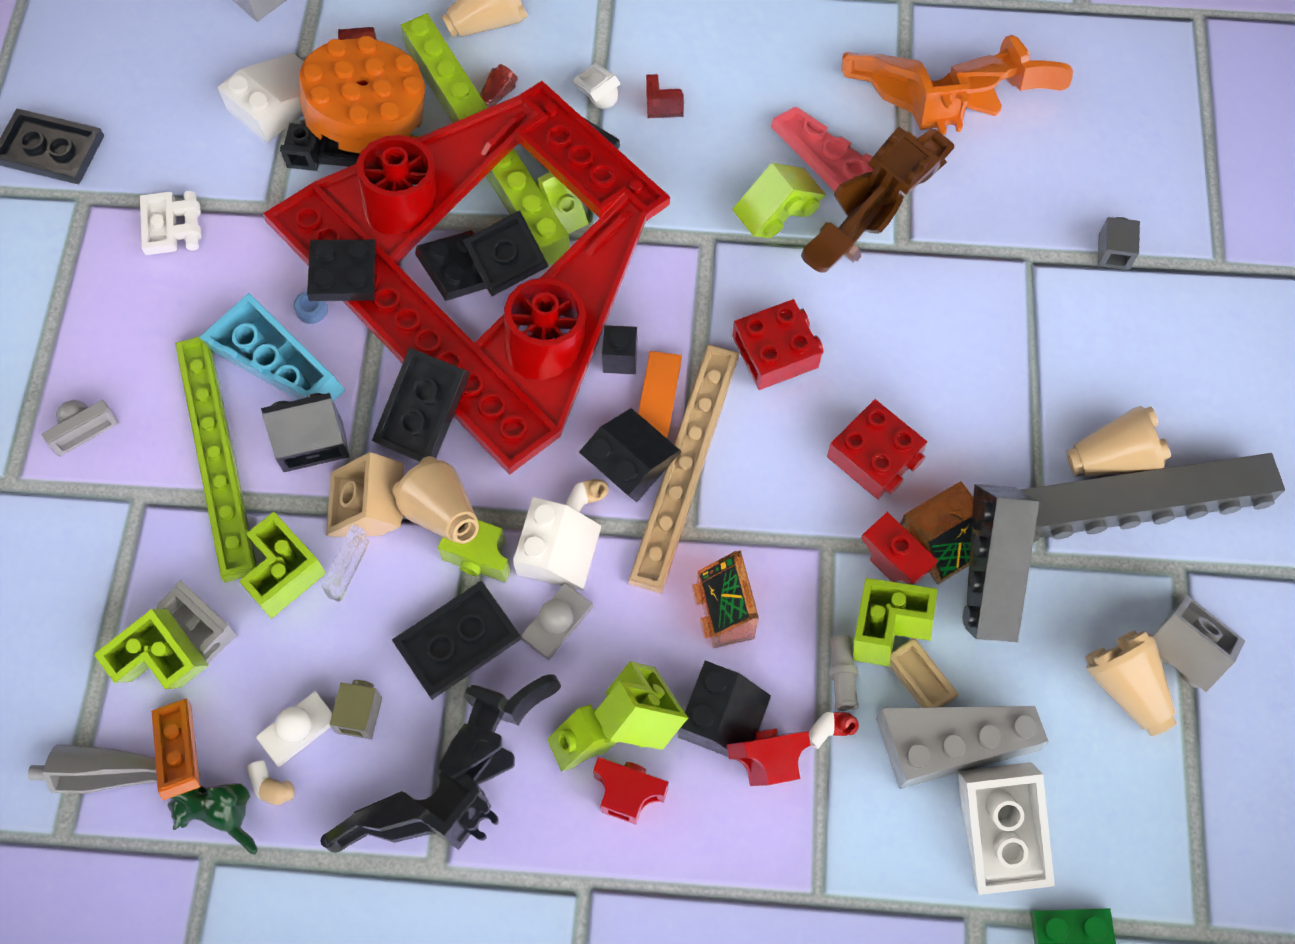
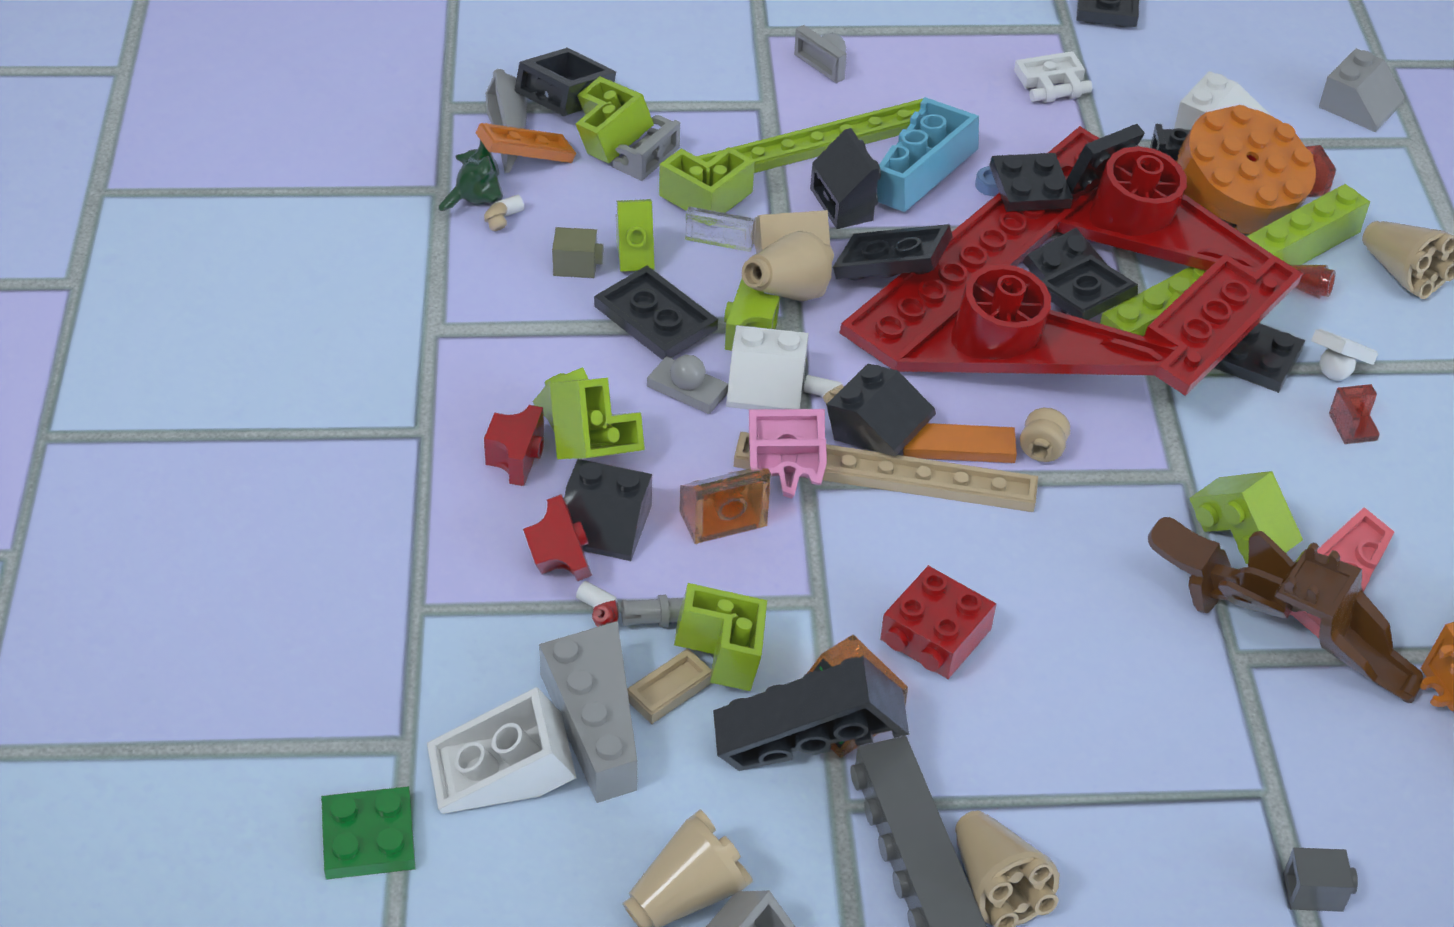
camera: 80 degrees right, 20 degrees down
(76, 728) = (562, 76): none -> black window
(295, 728) = (551, 213): white tile -> none
(344, 197) = (1092, 161): none -> black plate
(349, 646) = (635, 234): none -> lime brick
(459, 801) = (530, 324): black piece -> none
(619, 349) = (1005, 398): black brick -> none
(666, 327) = (1045, 434): none -> tan piece
(669, 538) = (789, 445): none -> bright pink plate
(777, 344) = (1050, 526): red brick -> none
(897, 551) = (810, 636): red brick -> none

